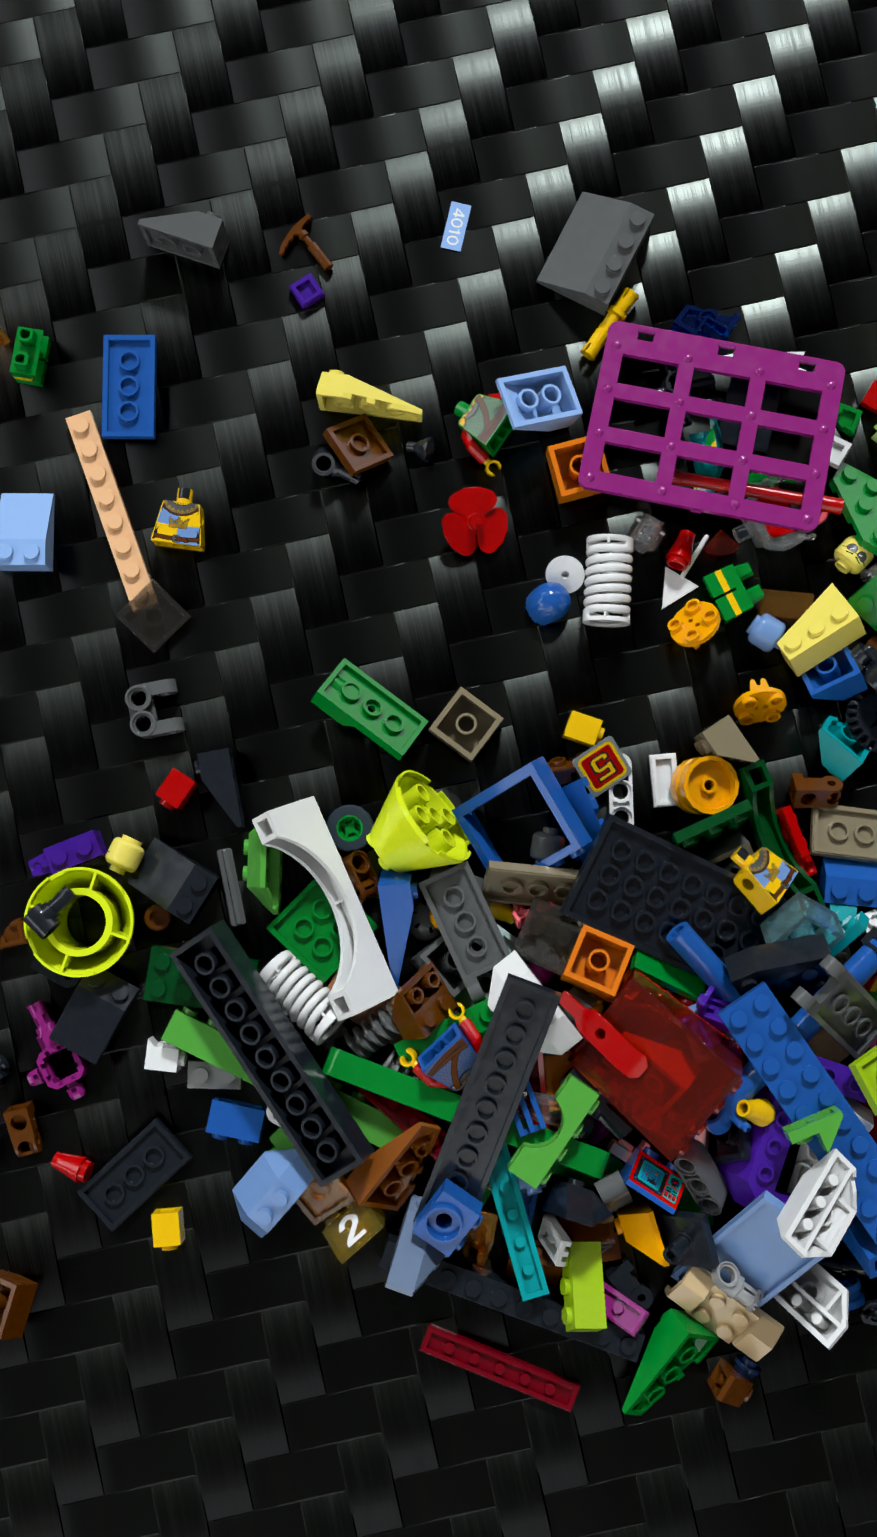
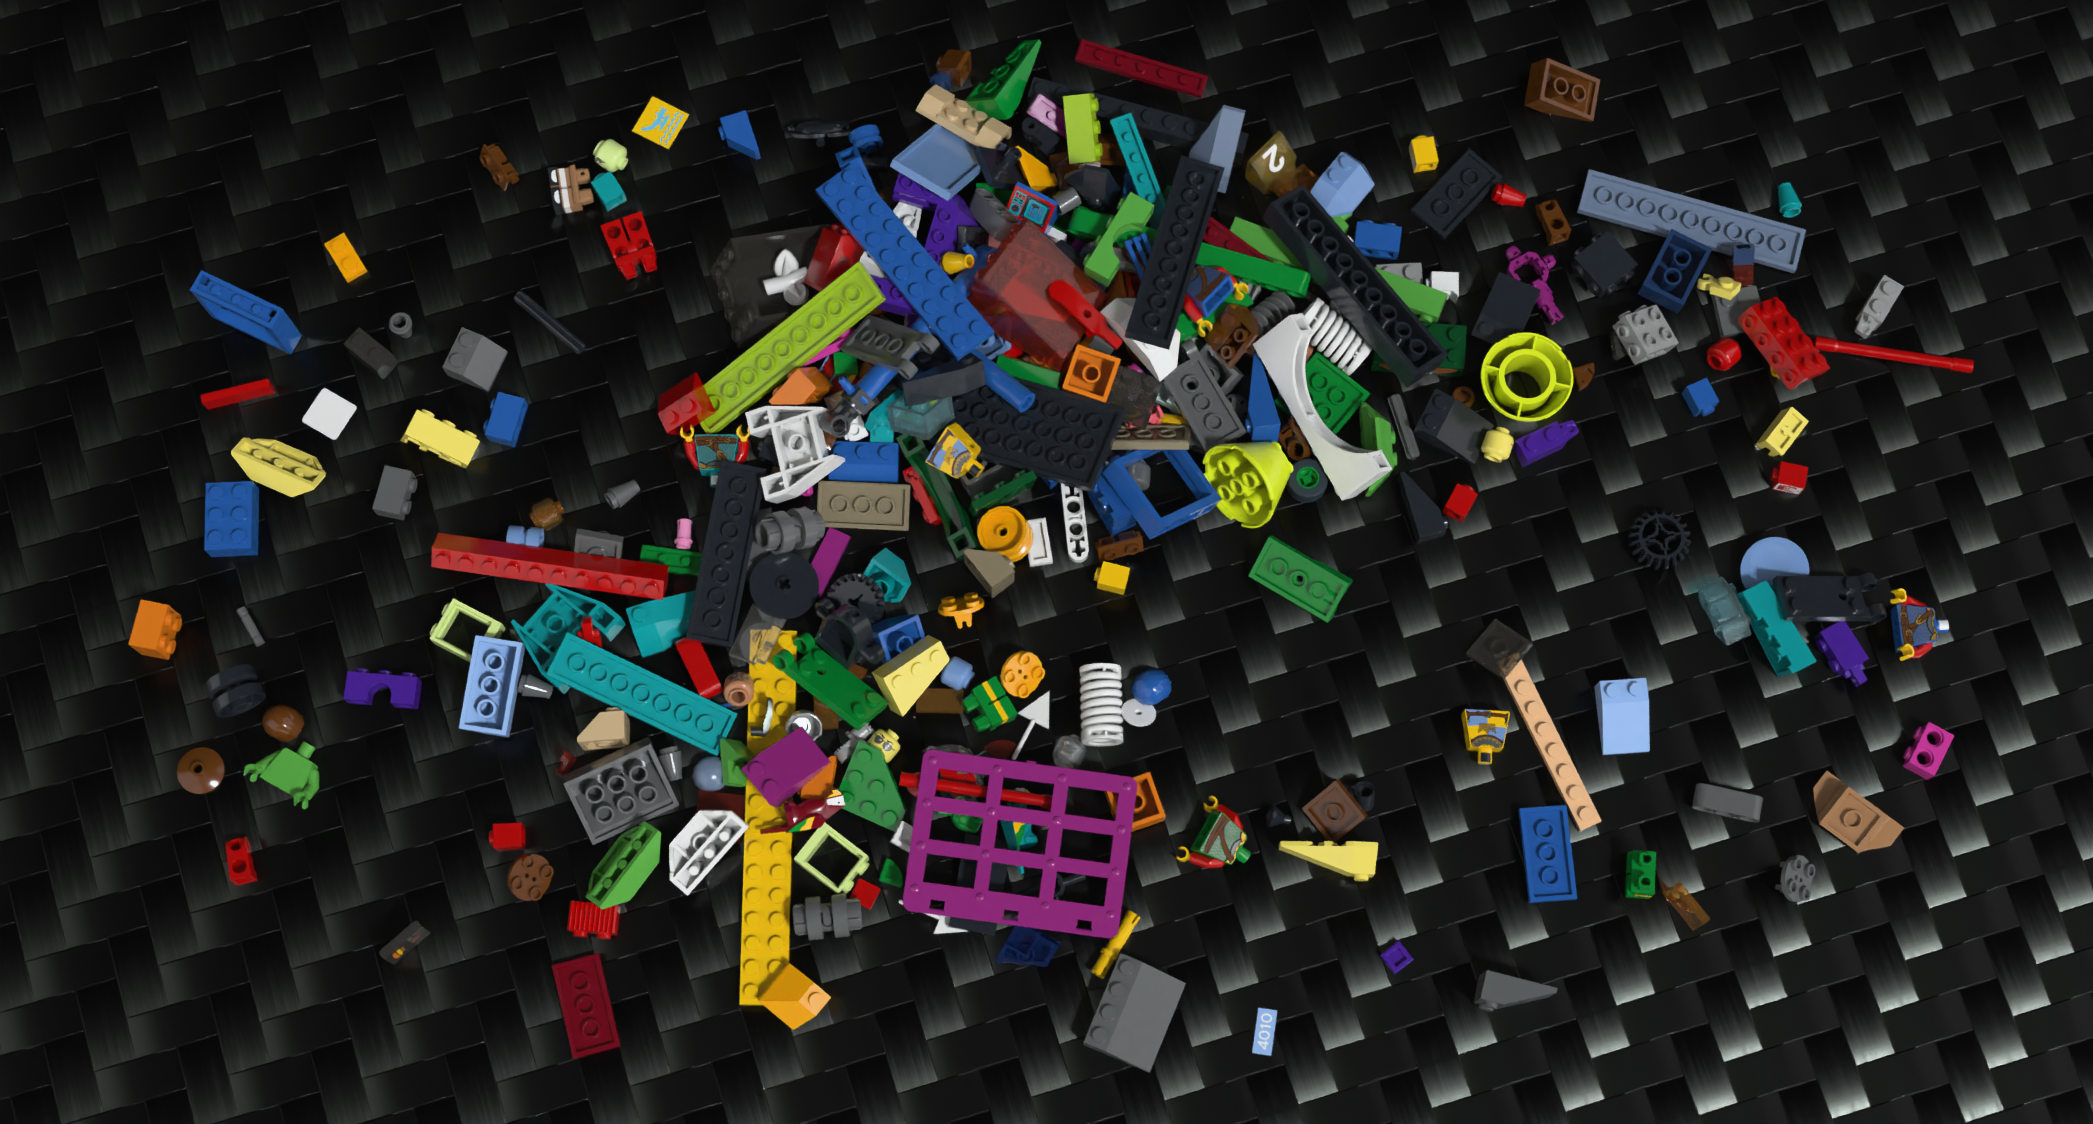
camera: 170 degrees right, 10 degrees down
(45, 917) = (1553, 376): black pin -> none
(148, 709) = (1493, 566): dark grey piece -> none
(298, 230) = (1395, 1000): reddish brown piece -> none
(390, 1172) = (1244, 205): dark orange wedge -> none
(451, 1232) = (1197, 168): blue brick -> none
(466, 724) = (1215, 572): dark tan brick -> none
(472, 517) = (1219, 756): red piece -> none
(481, 1238) = (1167, 164): clear orange hinge -> none
(540, 400) = (1177, 857): light blue slope -> none
(555, 1240) = (1106, 159): white tile -> none
(602, 766) = (1094, 544): sticker -> none
(681, 551) = (1036, 740): red cone -> none
(709, 1006) = (993, 348): dark purple bracket -> none
(737, 1287) = (957, 135): light grey connector -> none
(814, 791) = (908, 537): reddish brown leg -> none
(818, 1304) = (891, 127): white wedge -> none
(820, 1207) = (907, 185): white wedge -> none
(823, 1124) = (909, 250): bright green slope -> none

